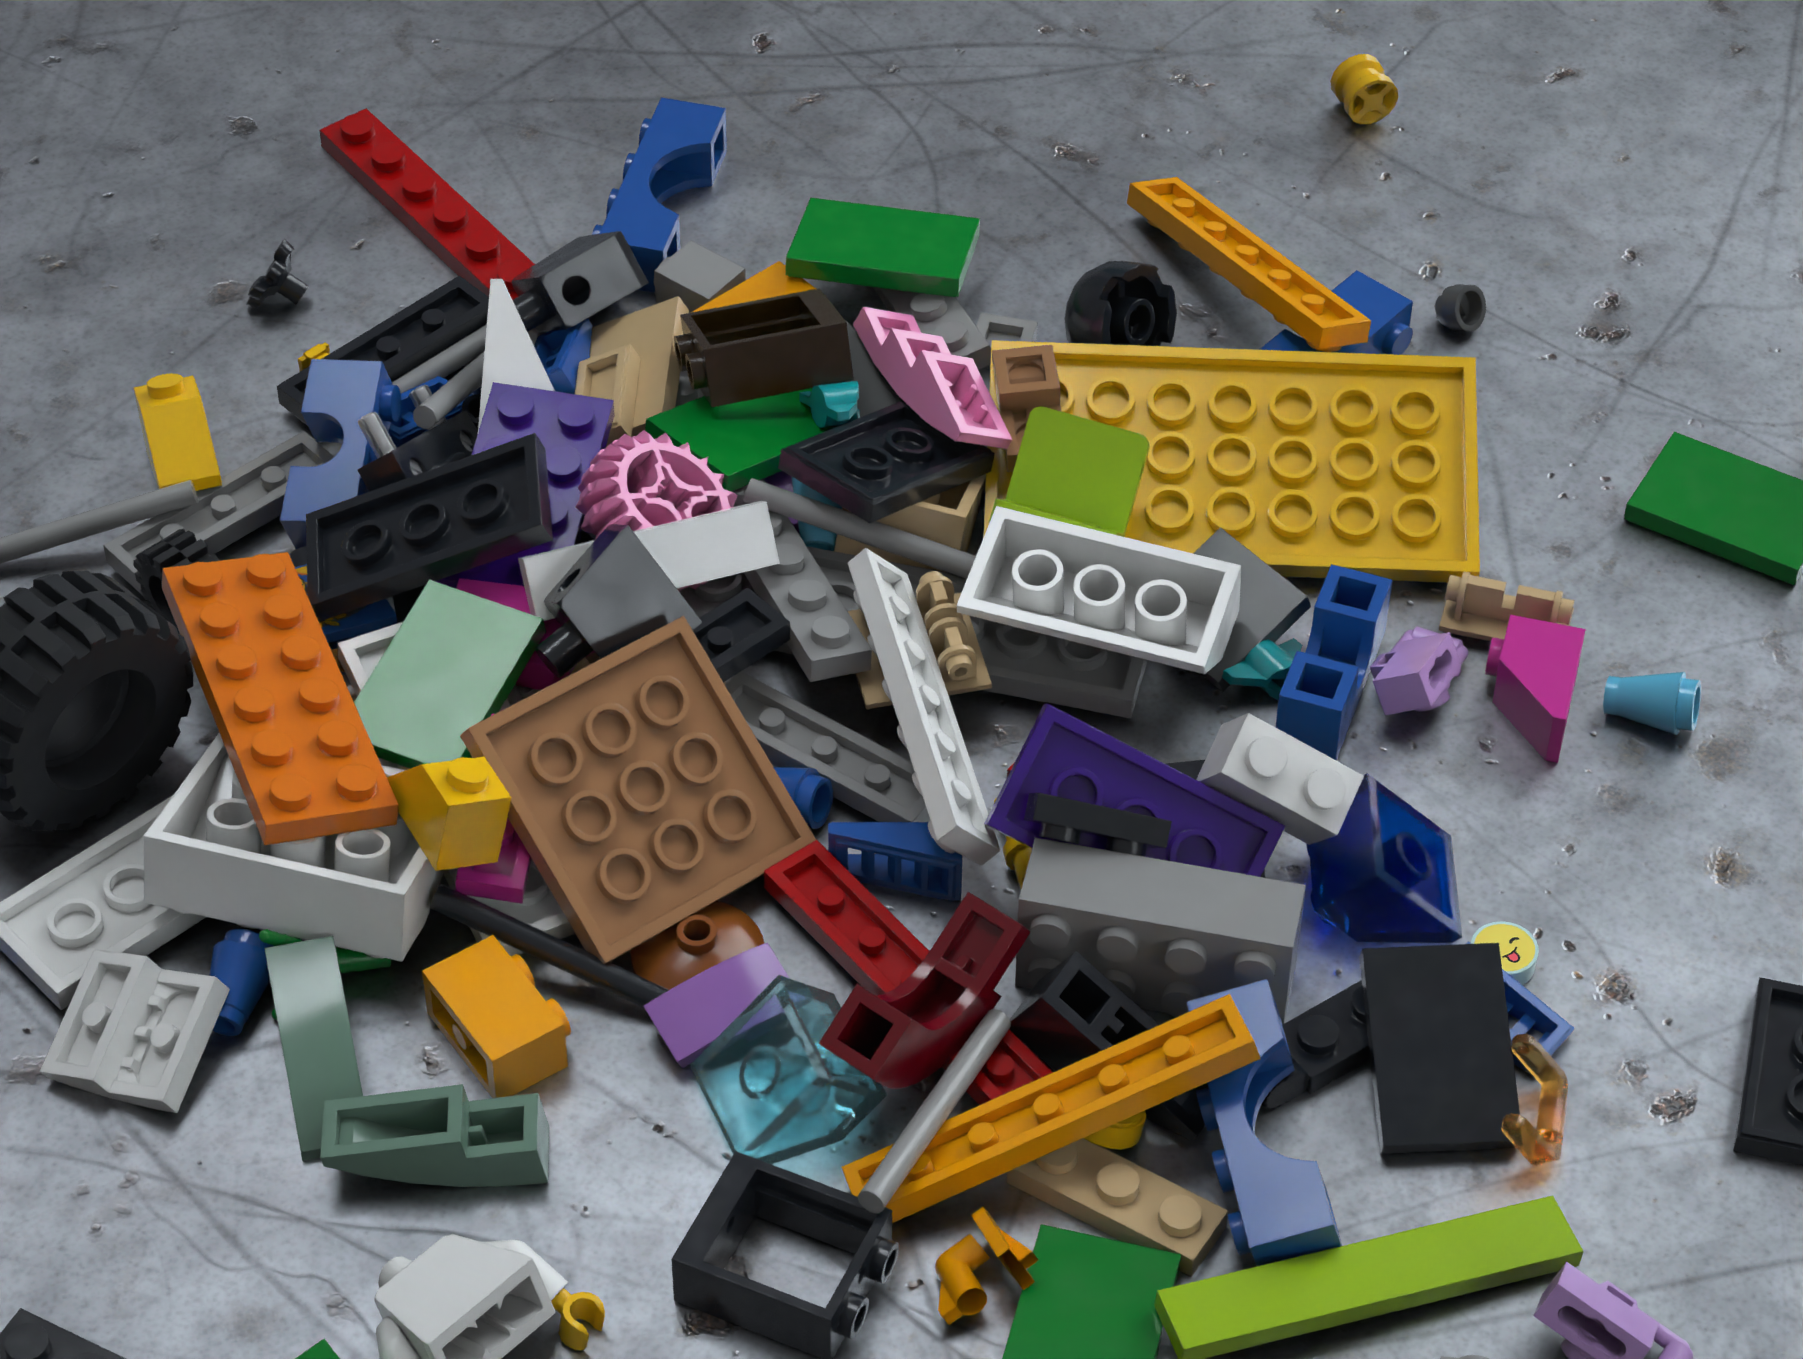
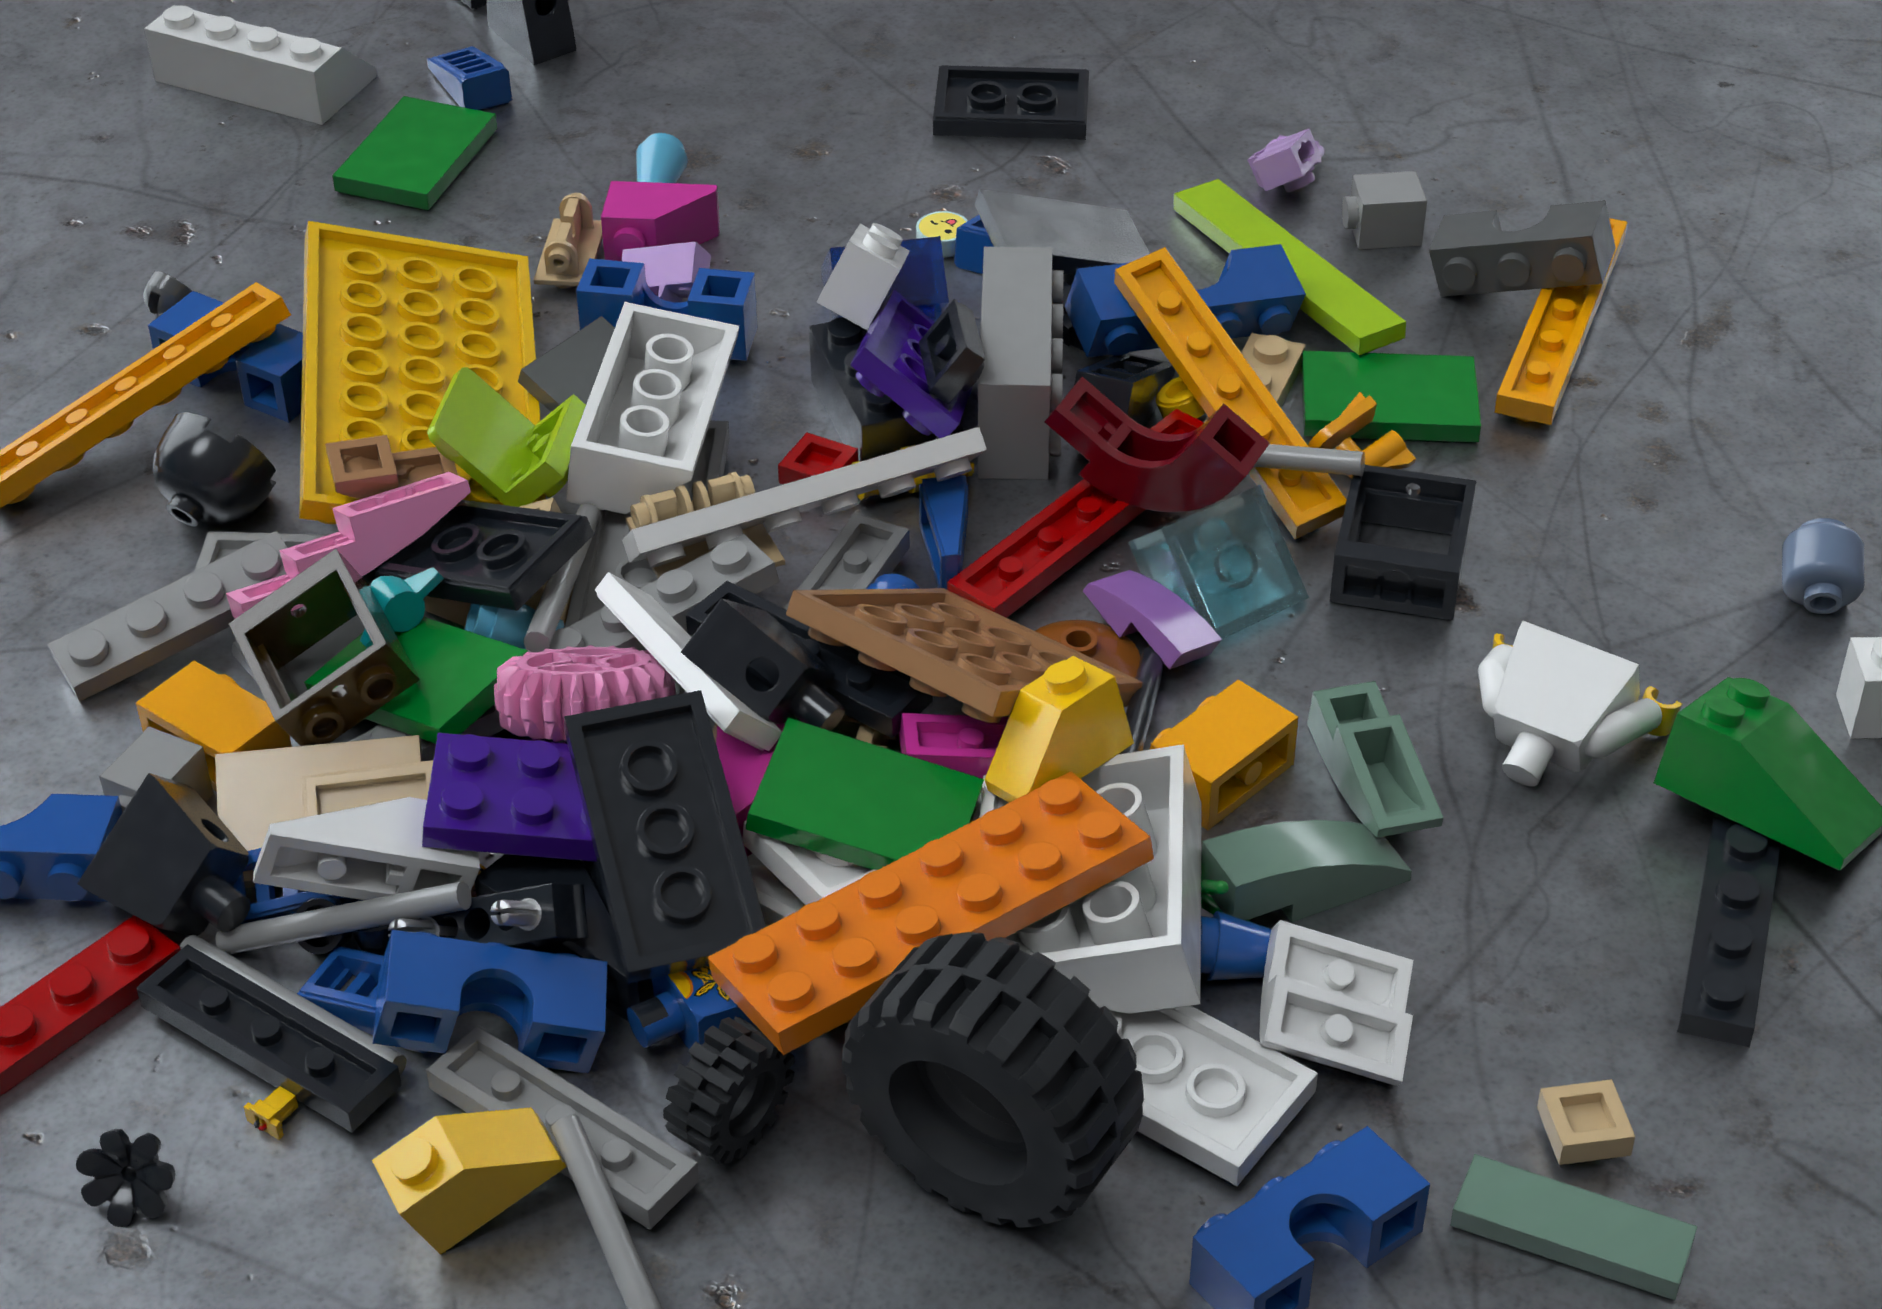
camera: 100 degrees left, 5 degrees down
(883, 247) = (119, 623): green tile -> none
(1545, 1141) = (1129, 203): clear orange piece -> none

